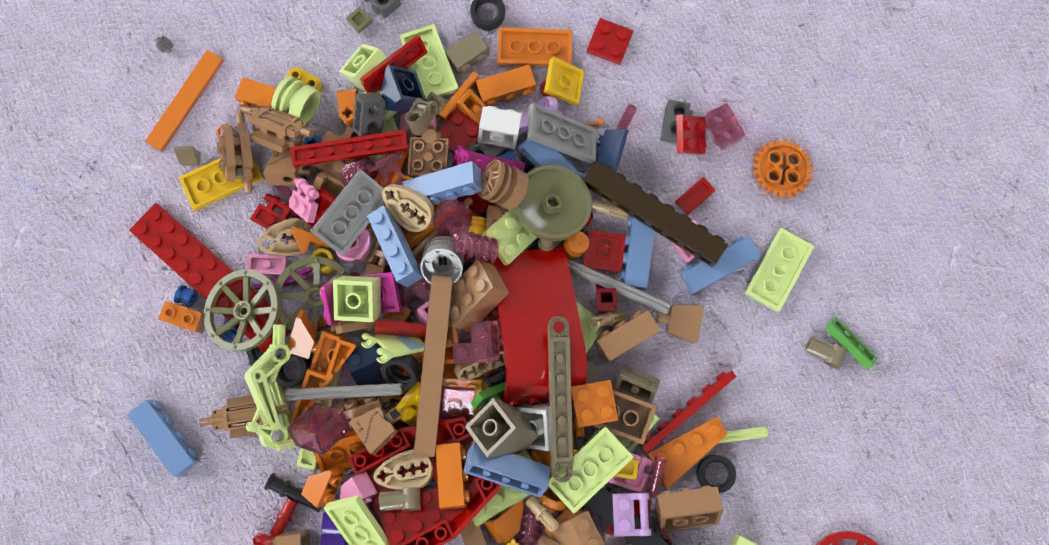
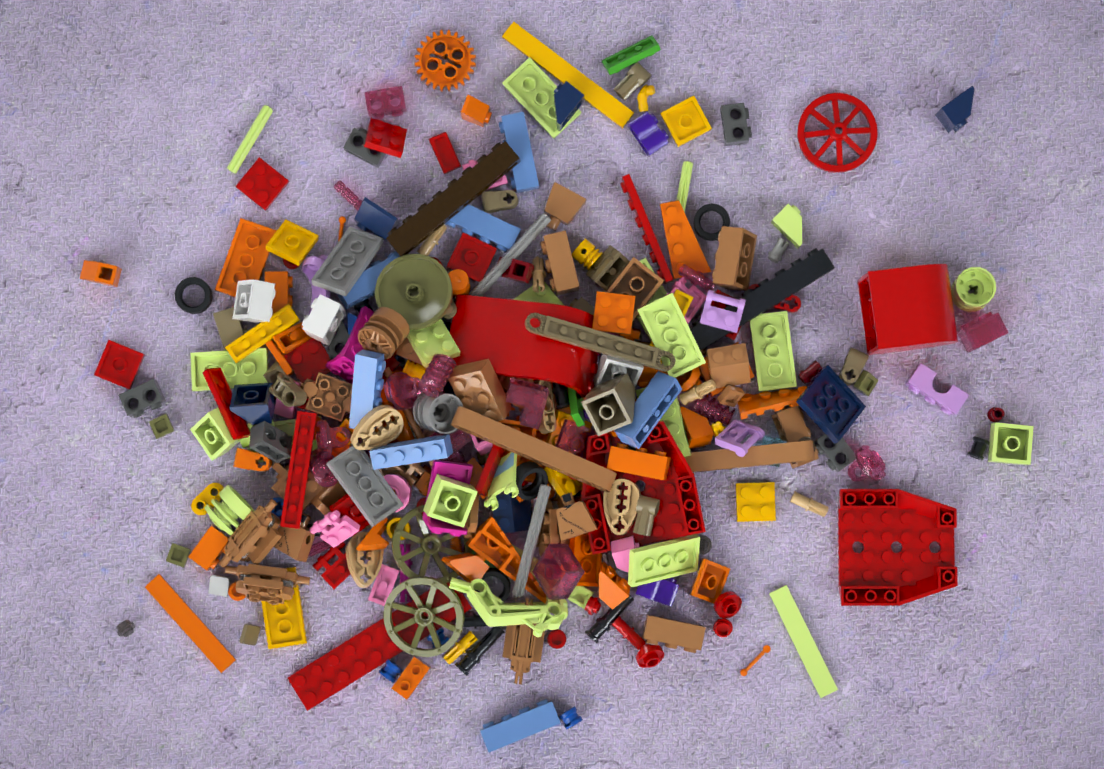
camera: 70 degrees left, 5 degrees up
(184, 485) = (570, 717): none -> blue wheel
(220, 371) = (473, 656): none -> black pin
(226, 356) = (460, 647): none -> yellow axle
(227, 114) = (219, 585): none -> slope
(245, 69) = (178, 555): none -> olive plate
(258, 449) = (556, 638): none -> red plate
(301, 473) = (593, 605): none -> red plate
(470, 78) = (262, 333): none -> yellow tile
(497, 60) = (254, 301): none -> white brick
(641, 363) = (589, 257): none -> yellow piece
(648, 18) = (250, 139): none -> yellowish green axle
(666, 257) = (495, 201): none -> dark tan piece
(745, 210) = (475, 111): none -> orange slope
(781, 383) = (648, 133): none -> dark purple brick
(785, 294) = (566, 103): none -> dark blue slope
(806, 416) = (685, 121): none -> yellow plate
(809, 289) = (566, 72): none -> yellow tile
(815, 366) = (643, 95): none -> yellow arm
(819, 462) = (730, 124): none -> dark grey brick

